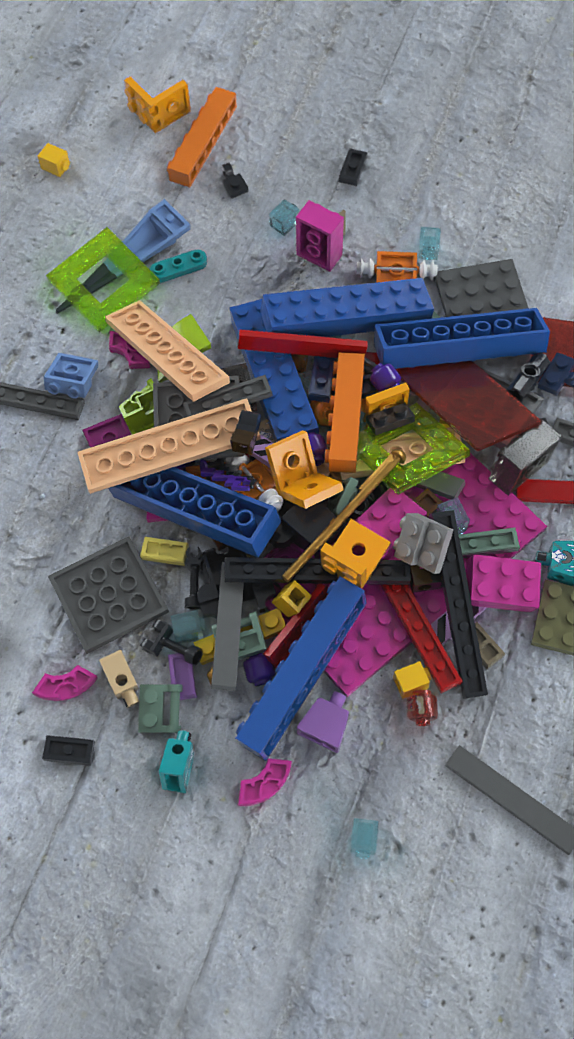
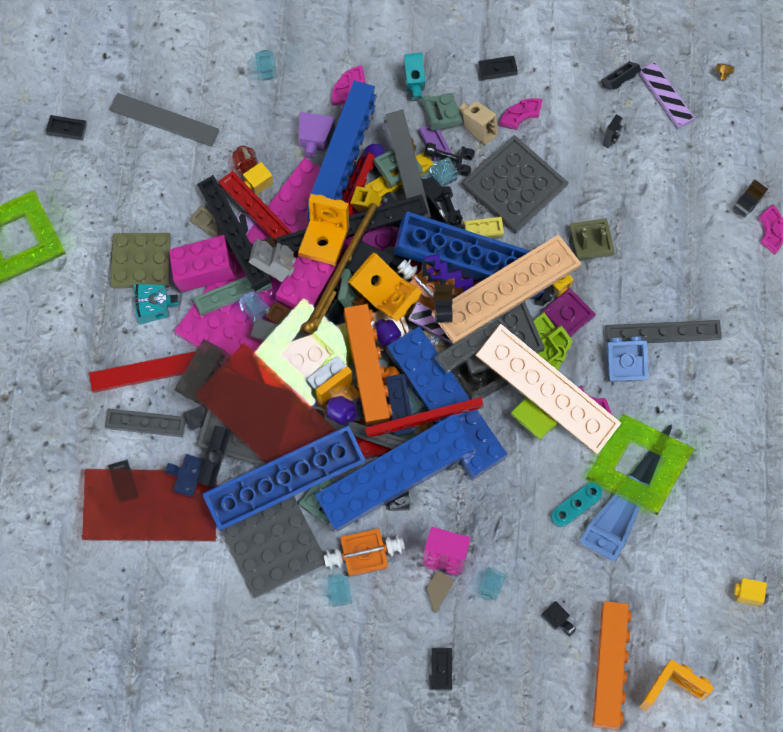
camera: 160 degrees right, 5 degrees up
(50, 508) = (591, 239): none -> olive plate

